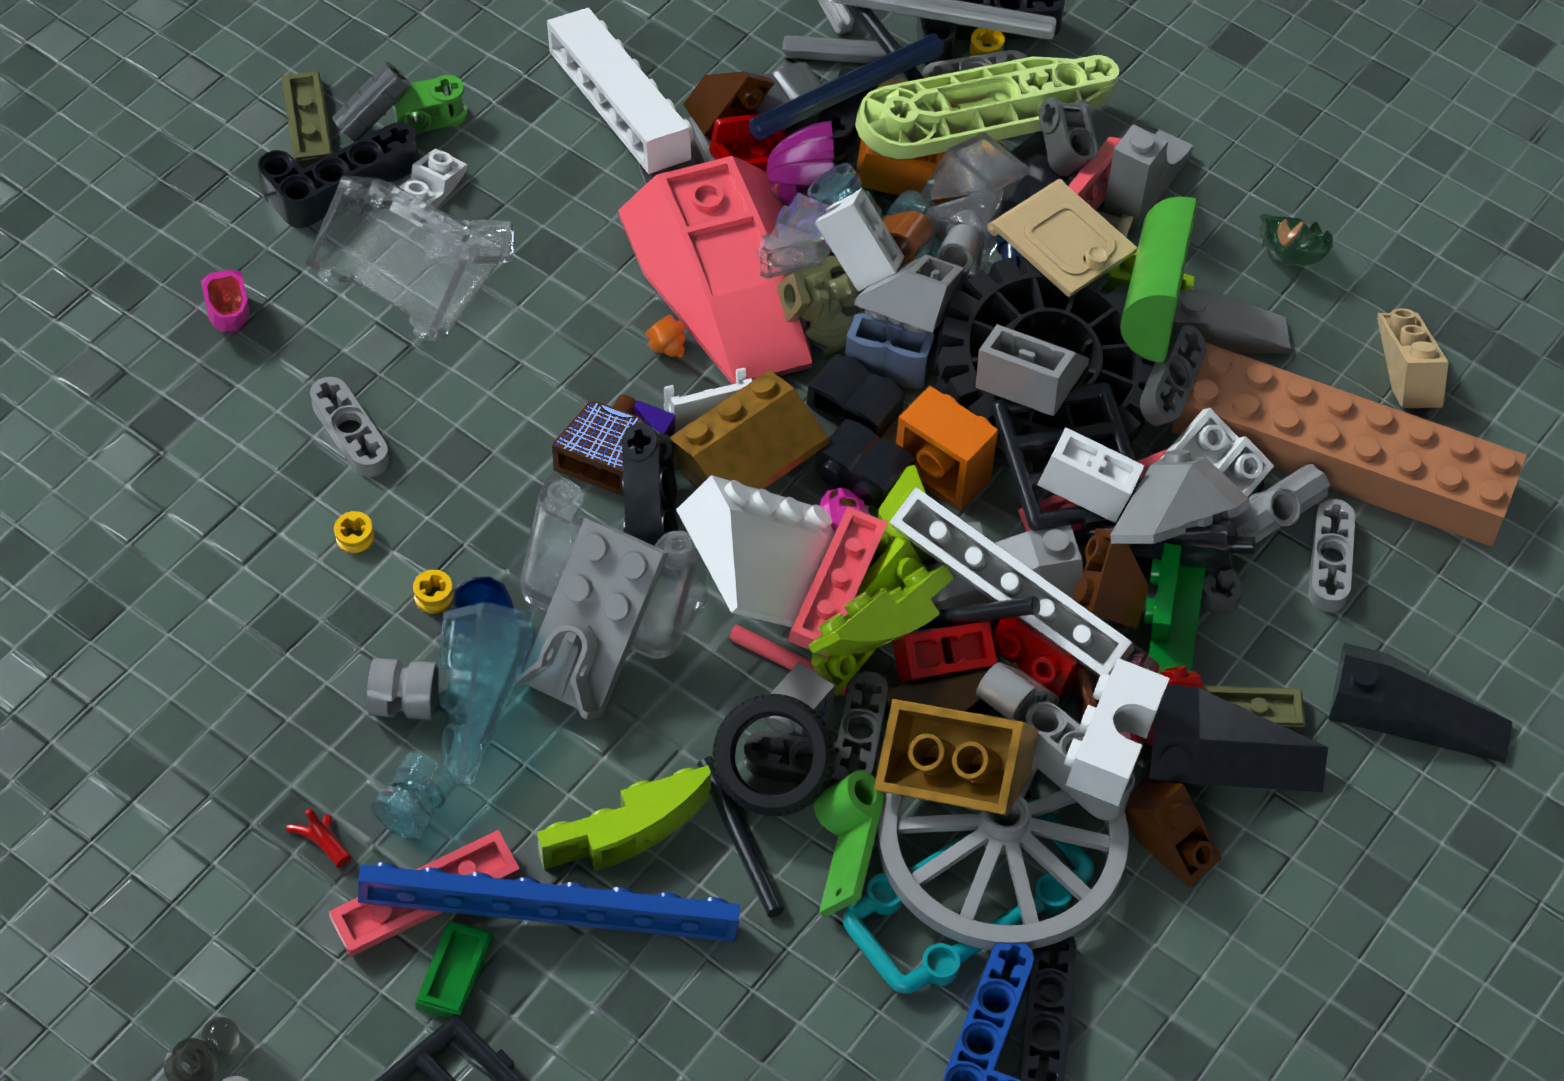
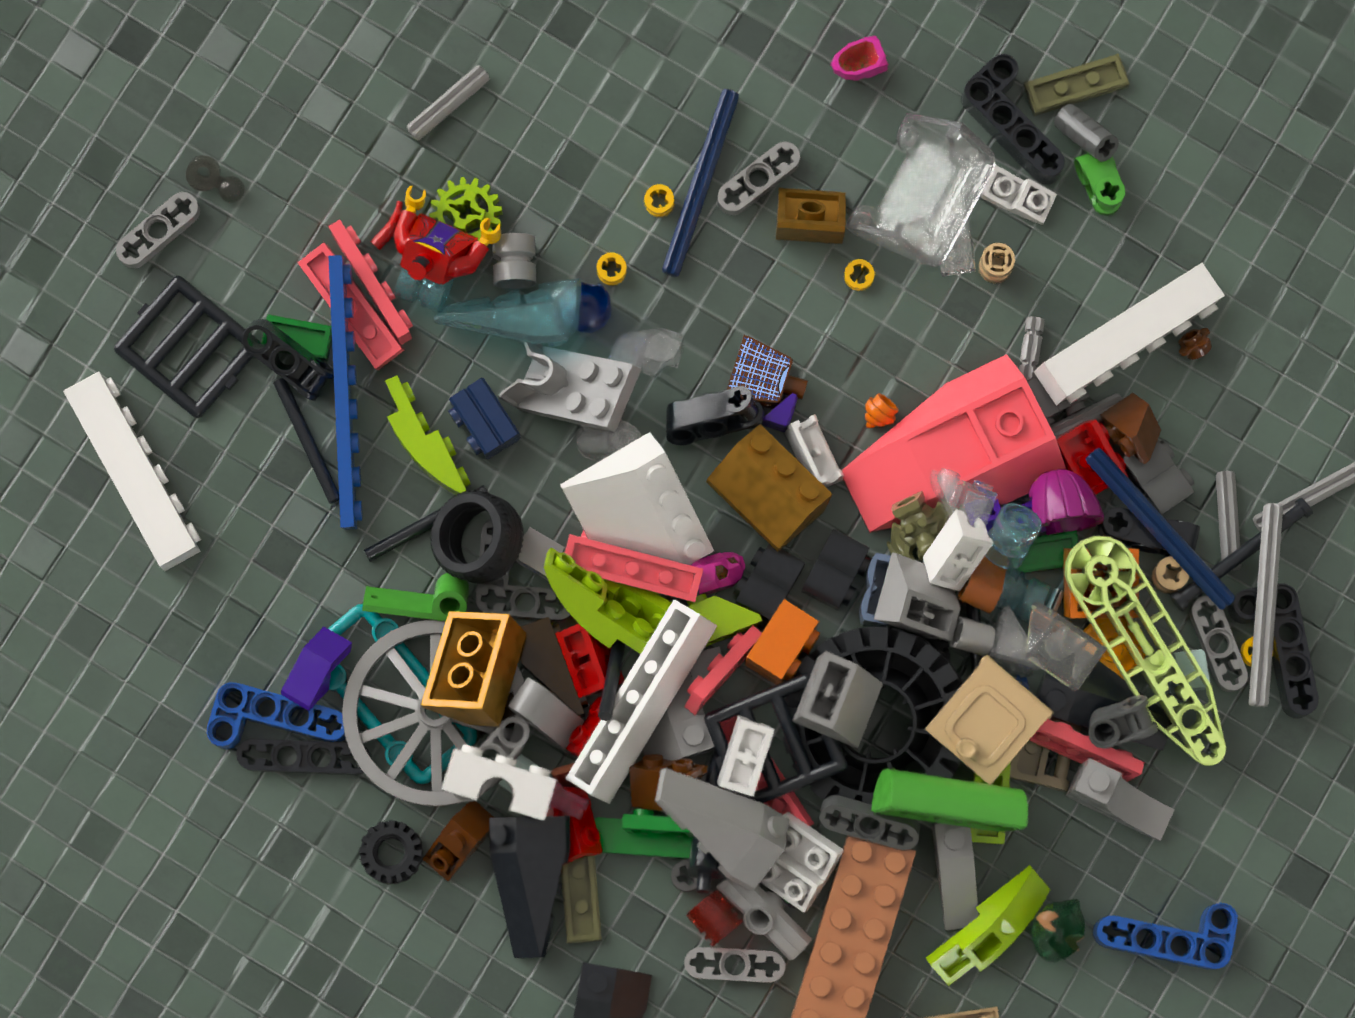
camera: 85 degrees right, 25 degrees up
(163, 753) = (448, 102): none -> light grey axle
(325, 741) = (469, 200): none -> lime gear
(339, 885) = (365, 269): none -> coral plate
(342, 486) = (700, 183): none -> dark blue axle
(370, 762) = (437, 249): none -> red torso
(411, 375) = (811, 215): none -> pearl gold slope
(501, 335) = (849, 271): none -> yellow bush
(506, 955) = (296, 374): none -> black piece
(507, 203) = (996, 269): none -> tan wheel
(602, 971) = (307, 440): none -> black bar
(605, 191) = (1031, 346): none -> light grey axle
(610, 747) = (484, 419): none -> dark blue brick
(638, 45) = (1195, 343): none -> reddish brown plate
(935, 967) = (312, 671): none -> dark purple slope
(977, 508) = (721, 669): none -> coral plate
(1188, 892) = (375, 837): none -> black tyre
(1278, 561) = (714, 917): none -> clear red piece
(1287, 286) = (999, 924): none -> lime slope
(1311, 117) = (1163, 936): none -> blue beam

